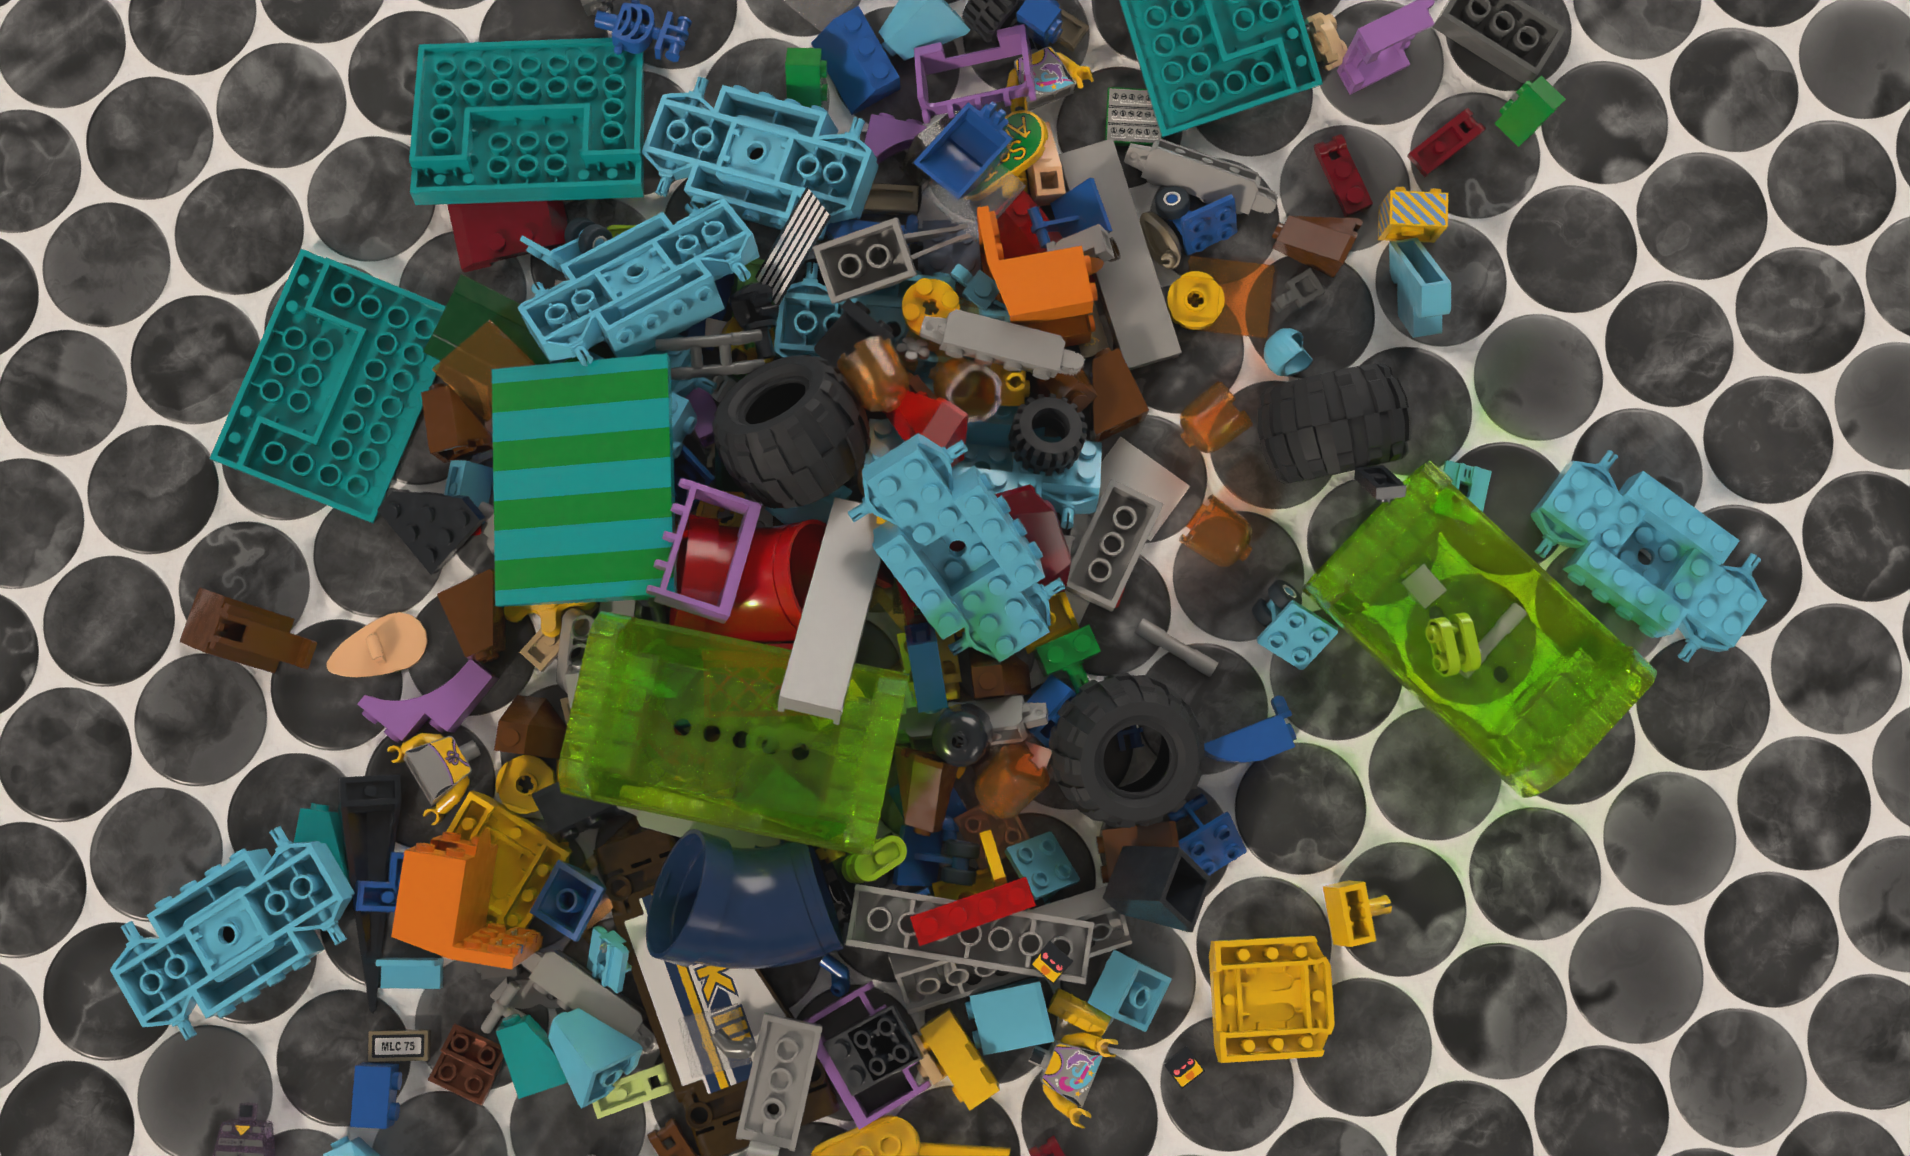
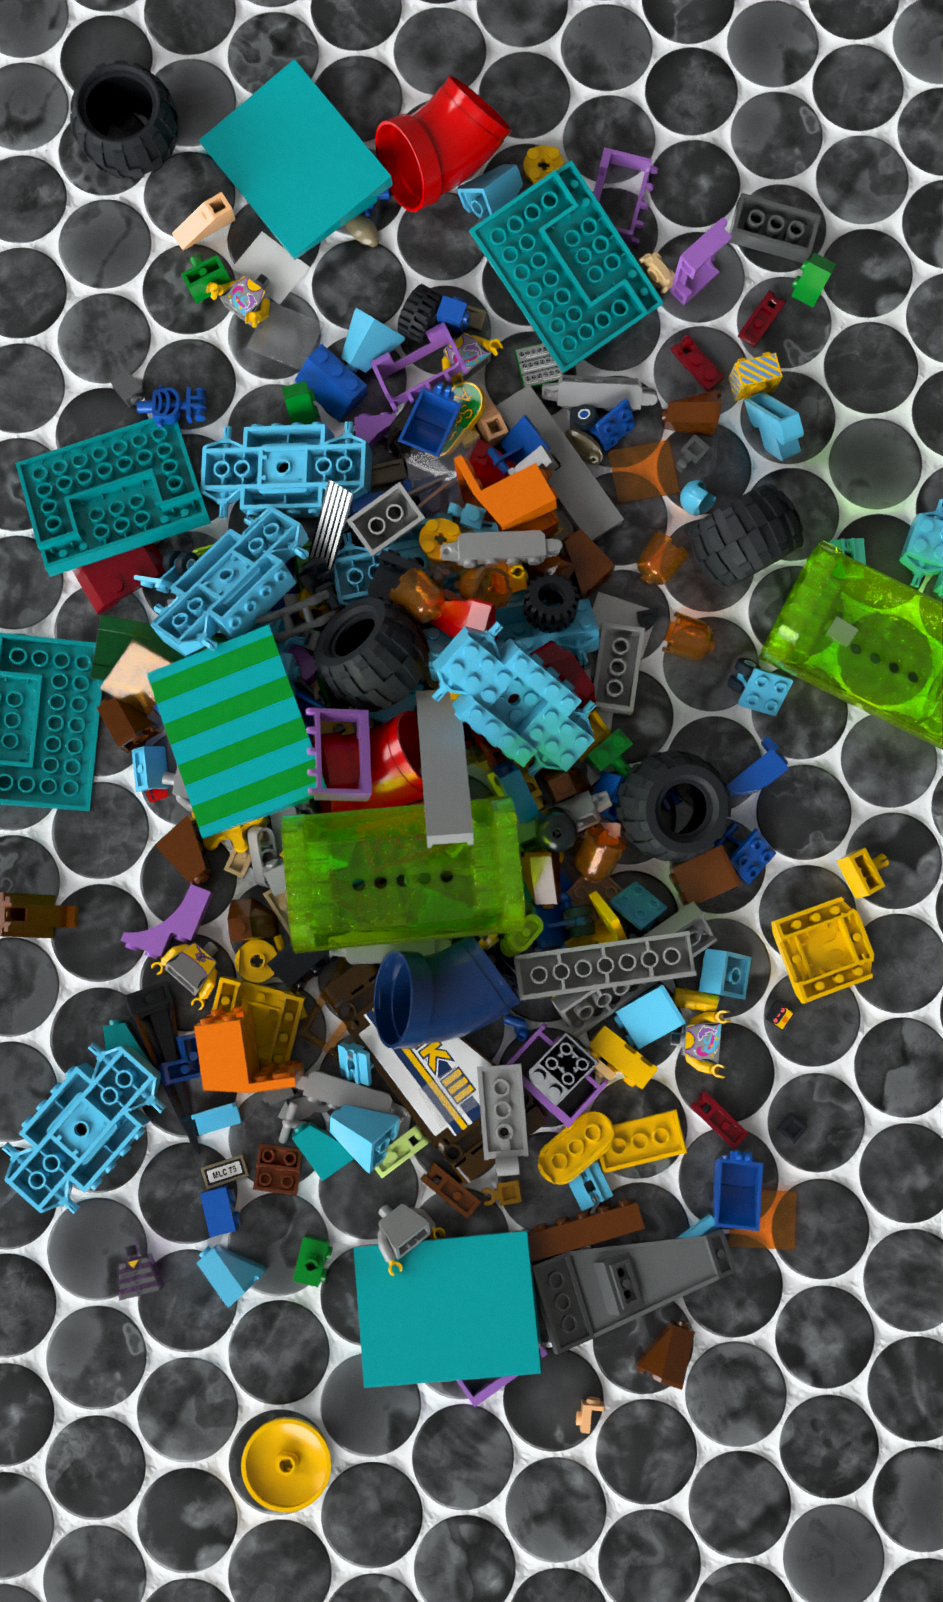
camera: 20 degrees left, 0 degrees up
(381, 647) = (123, 897): light nougat shield -> none
(431, 523) = (133, 798): black plate -> none
(568, 899) = (314, 1031): blue slope -> none
(733, 1049) = (463, 1097): dark grey arm -> none
(972, 911) = (603, 948): red plate -> none
(1051, 962) = (668, 967): black tile -> none
(1158, 886) = (725, 892): black slope -> none
(1172, 491) = (647, 618): none -> black tile
(1183, 289) = (611, 474): yellow plate -> none
(1191, 656) = (696, 729): light grey piece -> none
(1380, 483) = (794, 565): black plate -> none
(1453, 644) = (876, 664): lime brick -> none
(1503, 626) = (904, 644): light grey piece -> none

